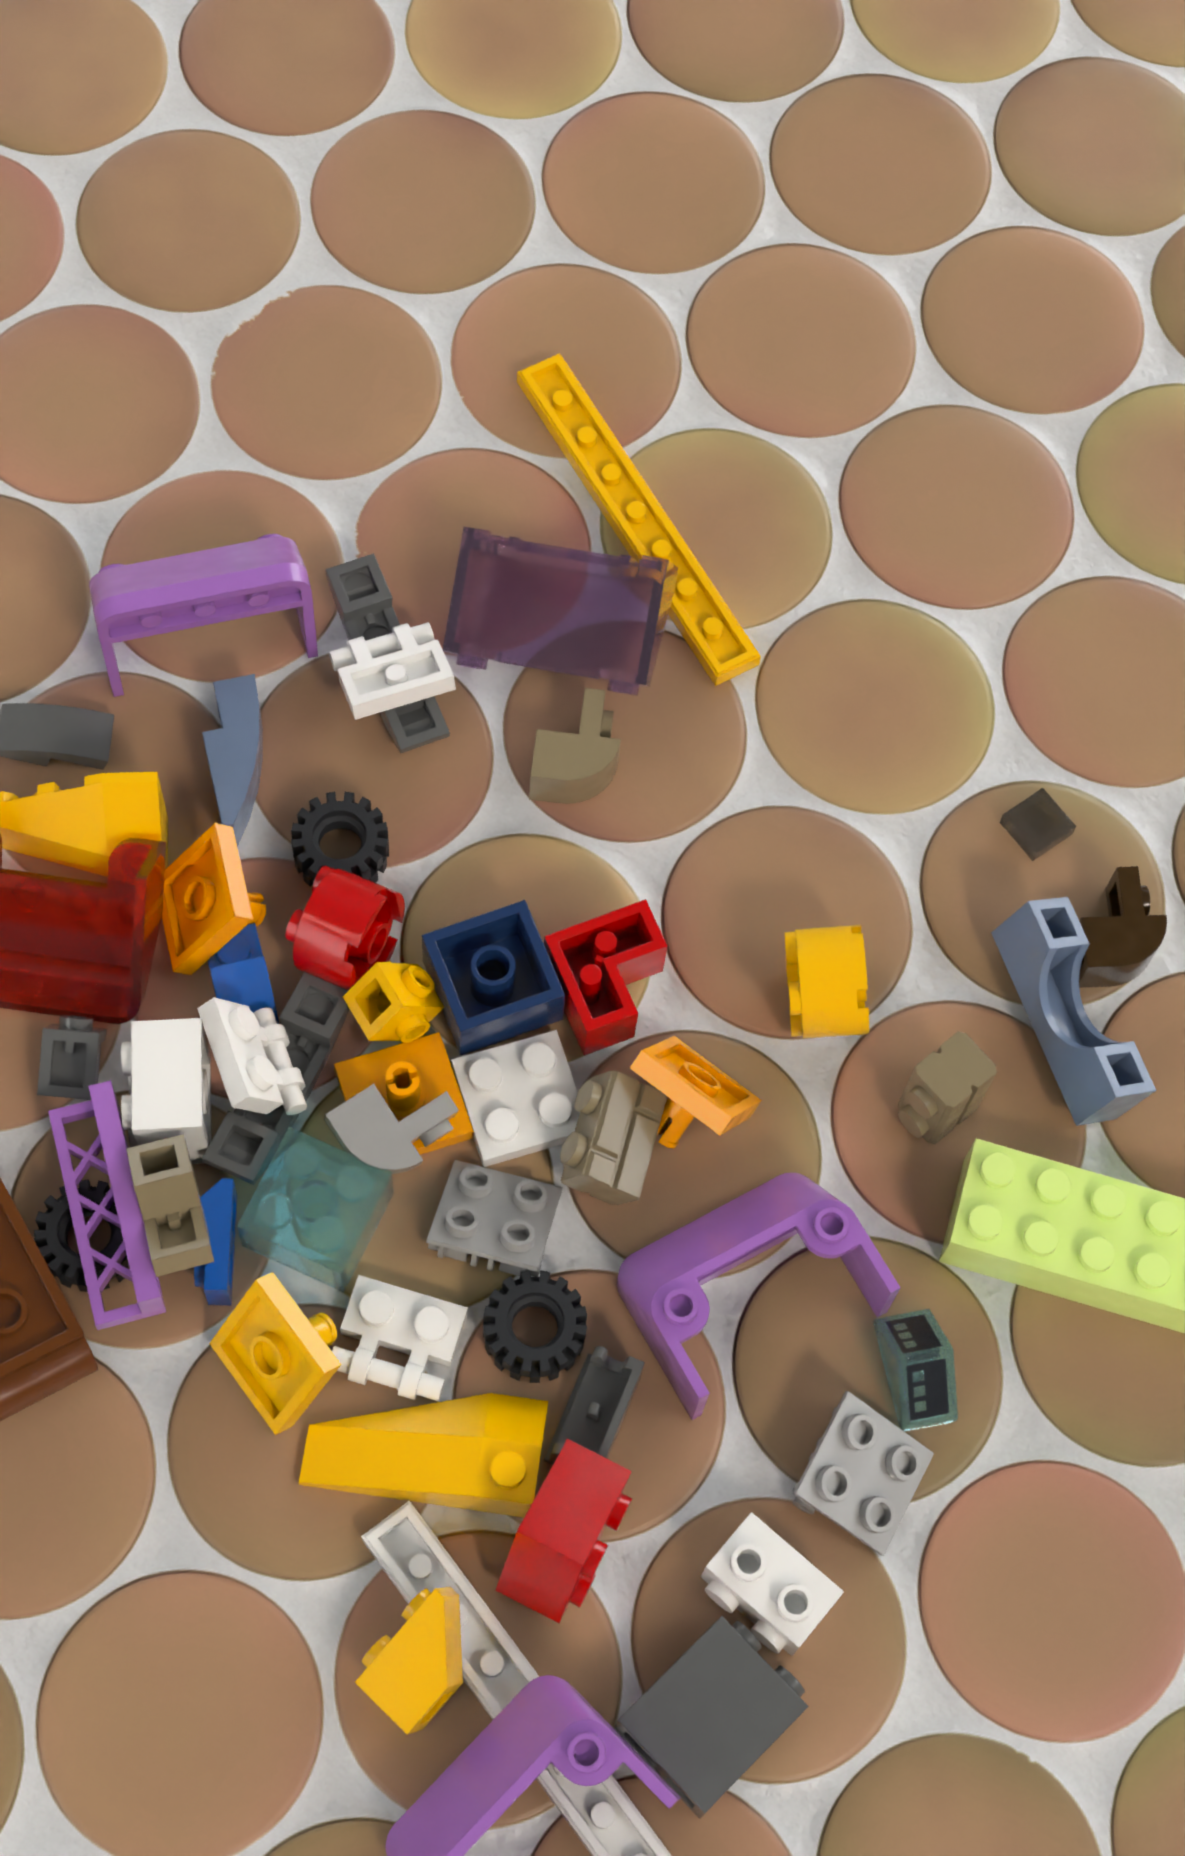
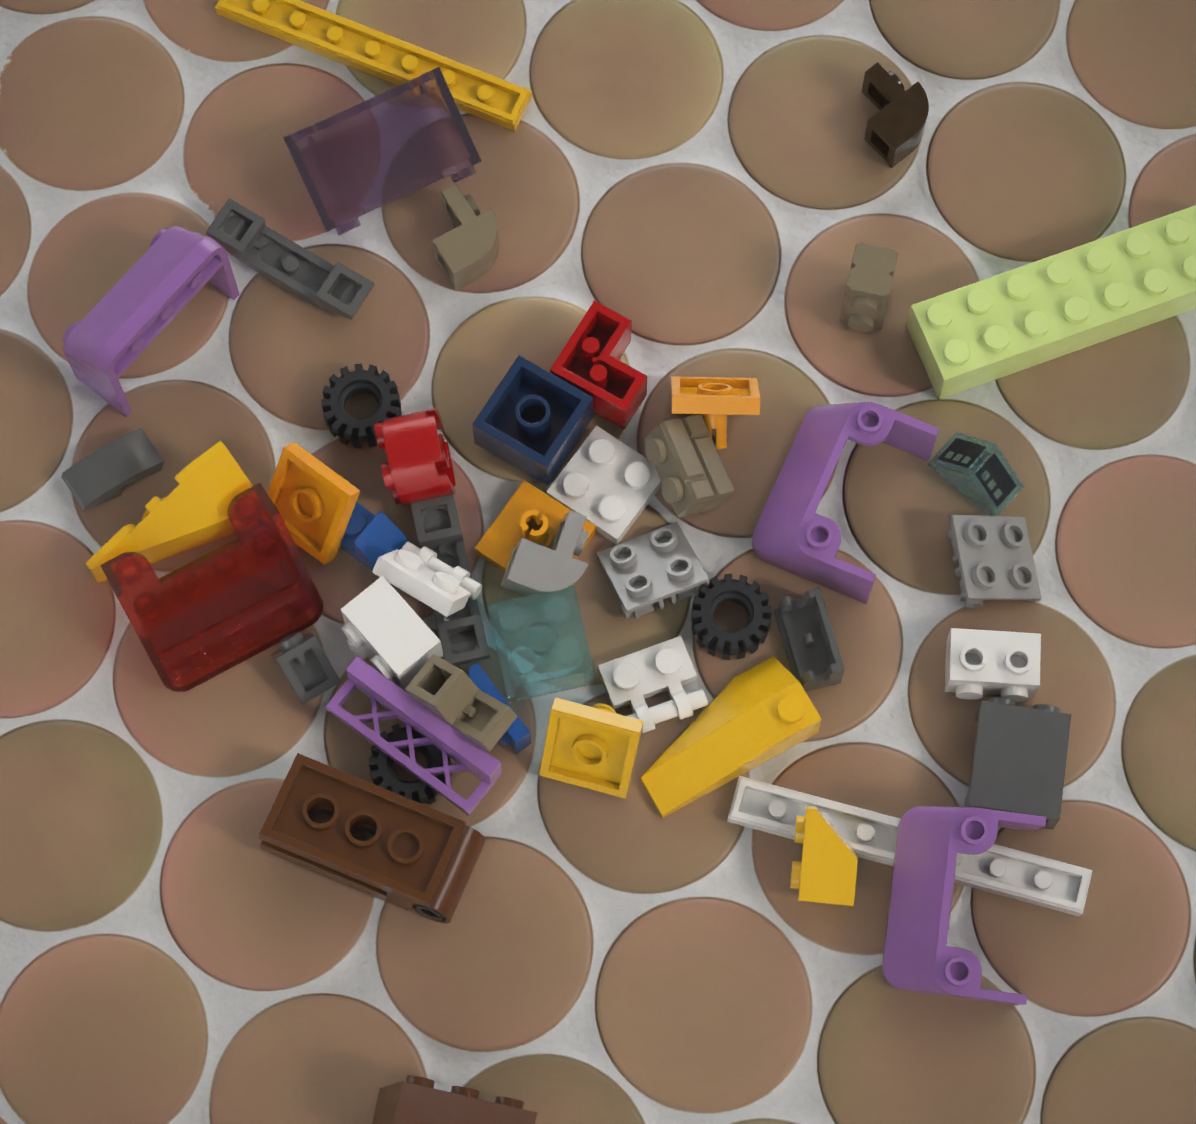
camera: 30 degrees left, 5 degrees up
(236, 751) = (242, 394): sand blue slope -> none
(392, 669) = (312, 273): white plate -> none
(394, 1002) = (484, 480): yellow brick -> none
(560, 1535) = (853, 721): red brick -> none
(827, 982) = (745, 271): yellow brick -> none
(1037, 824) = (789, 78): clear smoke tile -> none
(1044, 959) = (862, 162): sand blue arch -> none

